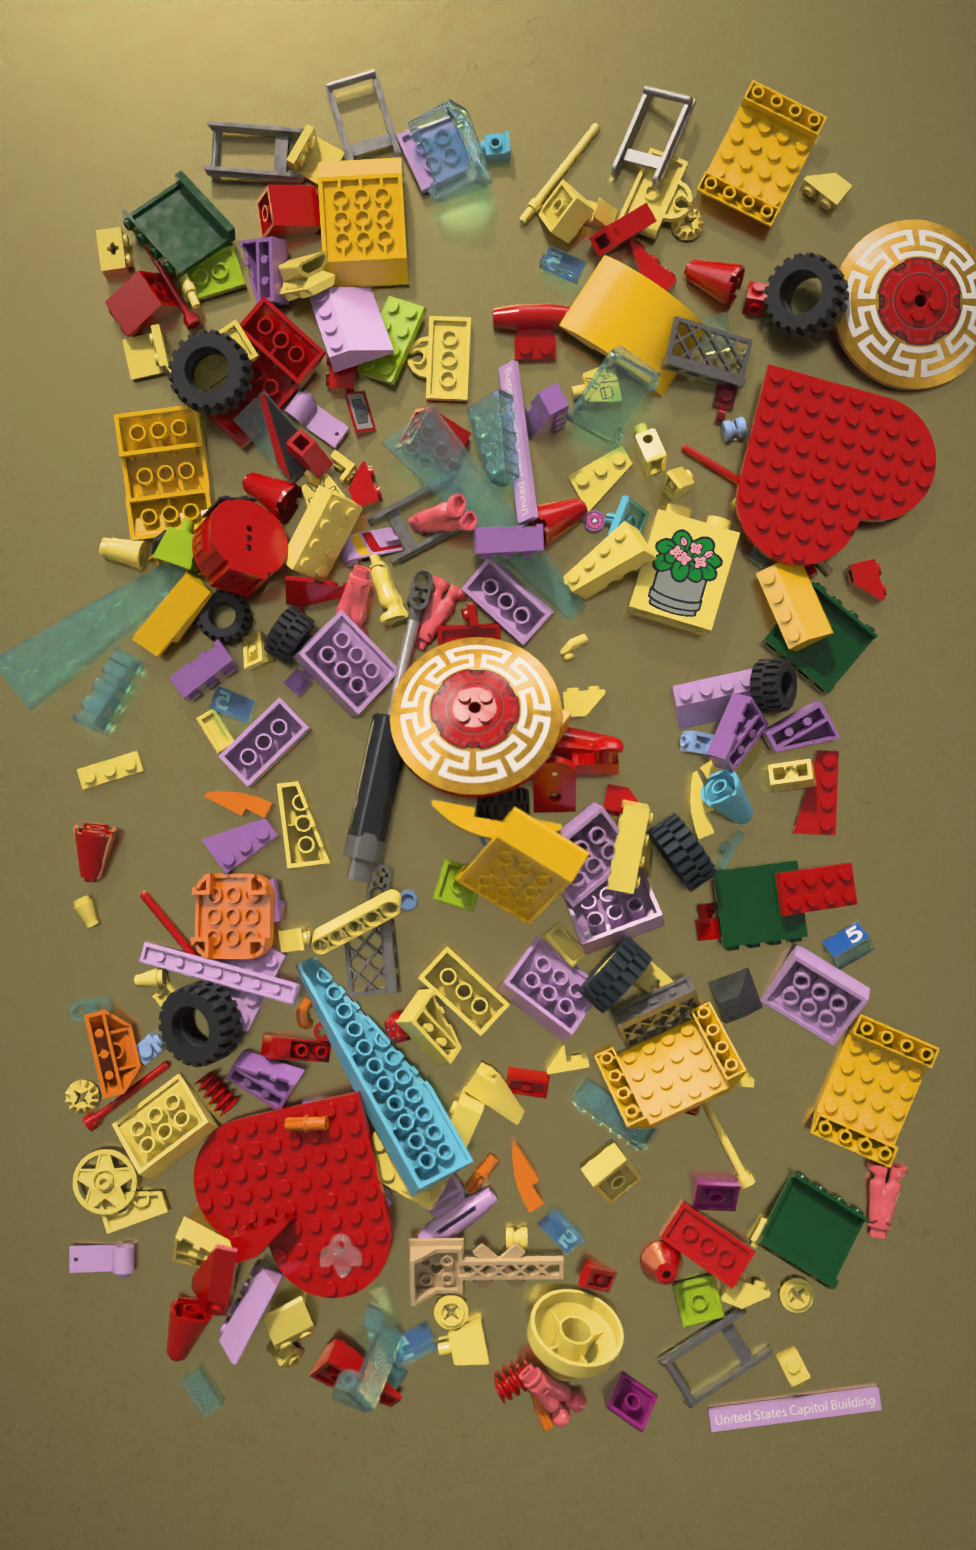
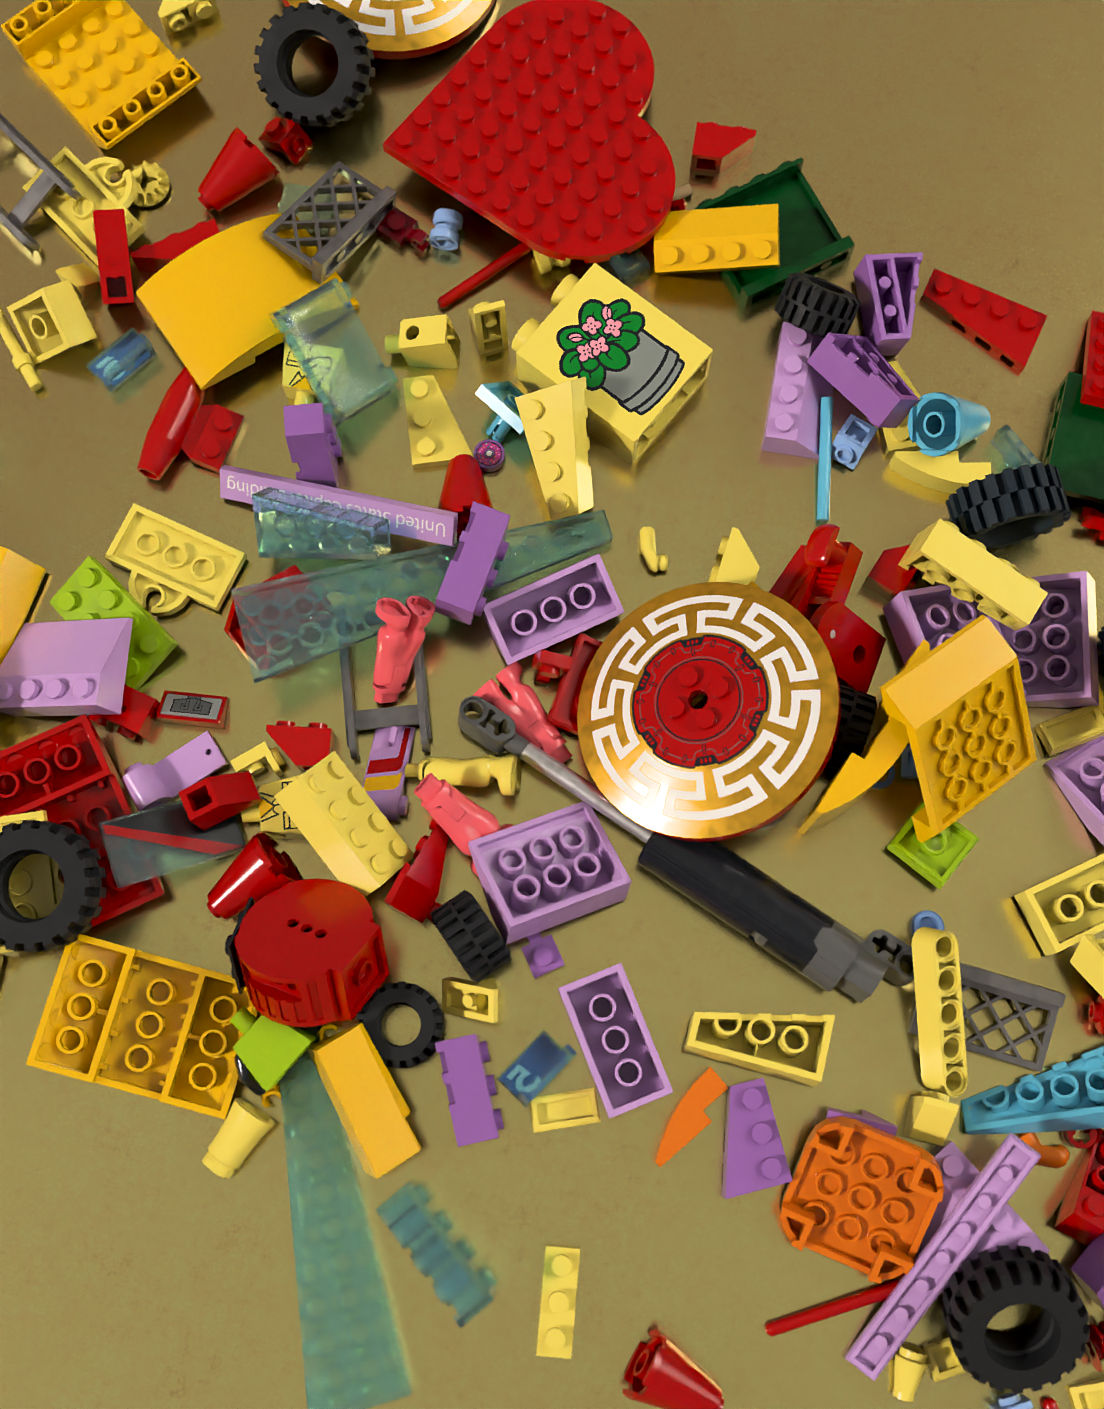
camera: 70 degrees left, 10 degrees down
(677, 730) = (824, 464): none -> medium azure bar
(792, 775) = (948, 333): light yellow brick -> none

